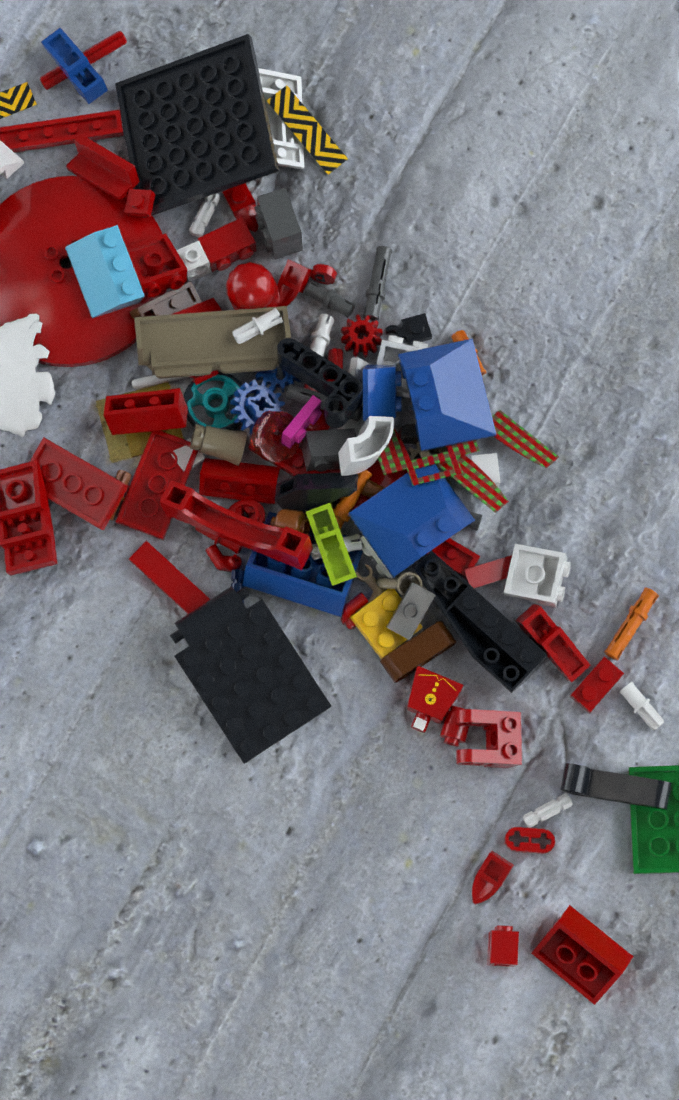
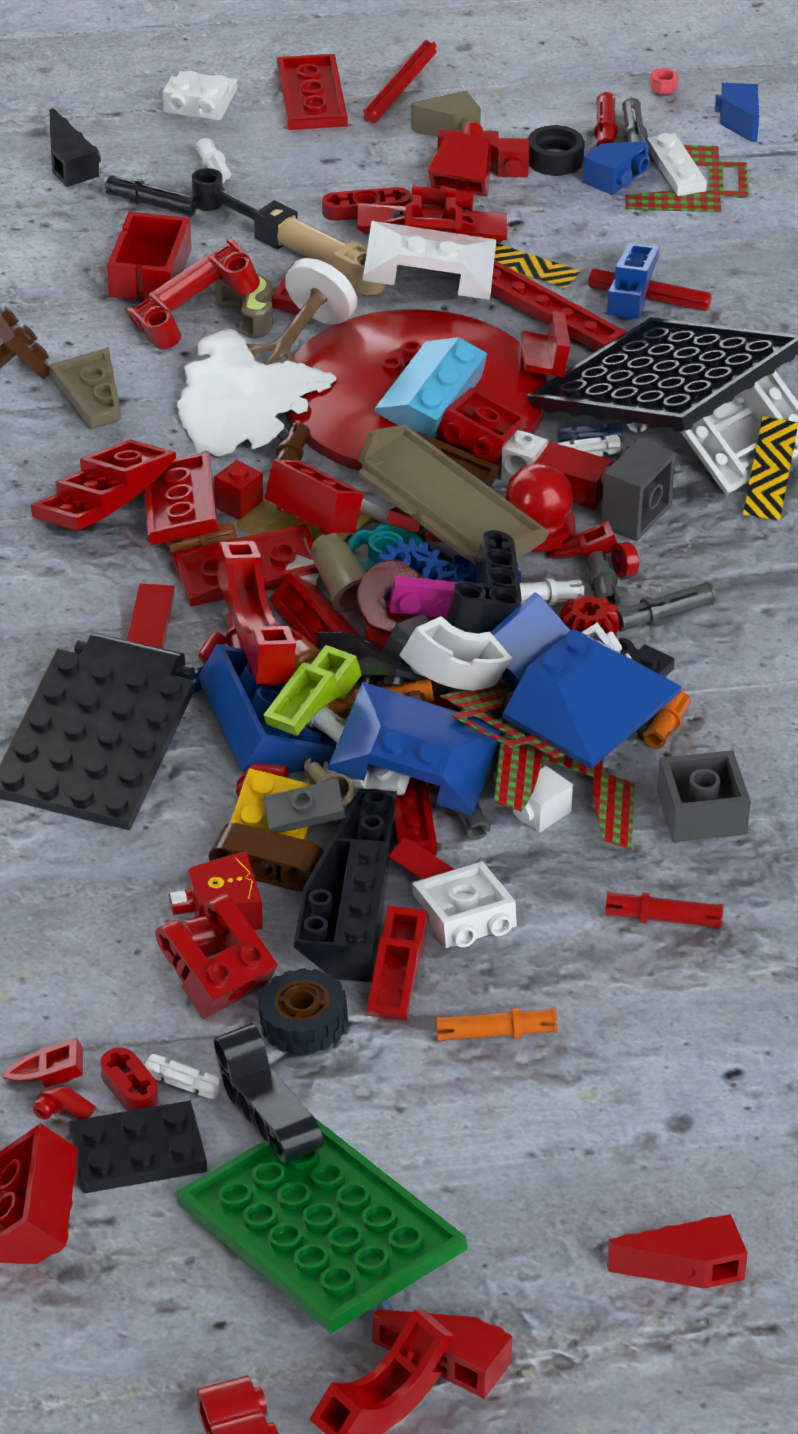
camera: 50 degrees right, 35 degrees down
(74, 386) = (293, 445): none -> reddish brown pin
(91, 443) = (238, 489): none -> red brick
(139, 203) = (539, 383): red plate -> none
(189, 210) = (590, 431): none -> dark blue axle
(257, 326) = (499, 514): white axle -> none
(522, 884) = (62, 1099): none -> red arm
(553, 389) = (703, 796): none -> dark grey brick
(553, 700) = (303, 1011): none -> black wheel
(579, 867) = (138, 1146): none -> black plate
(596, 684) = (388, 1039): red plate -> none
(605, 481) = (663, 910): none -> red pin
(642, 706) = (403, 1090): white axle -> none

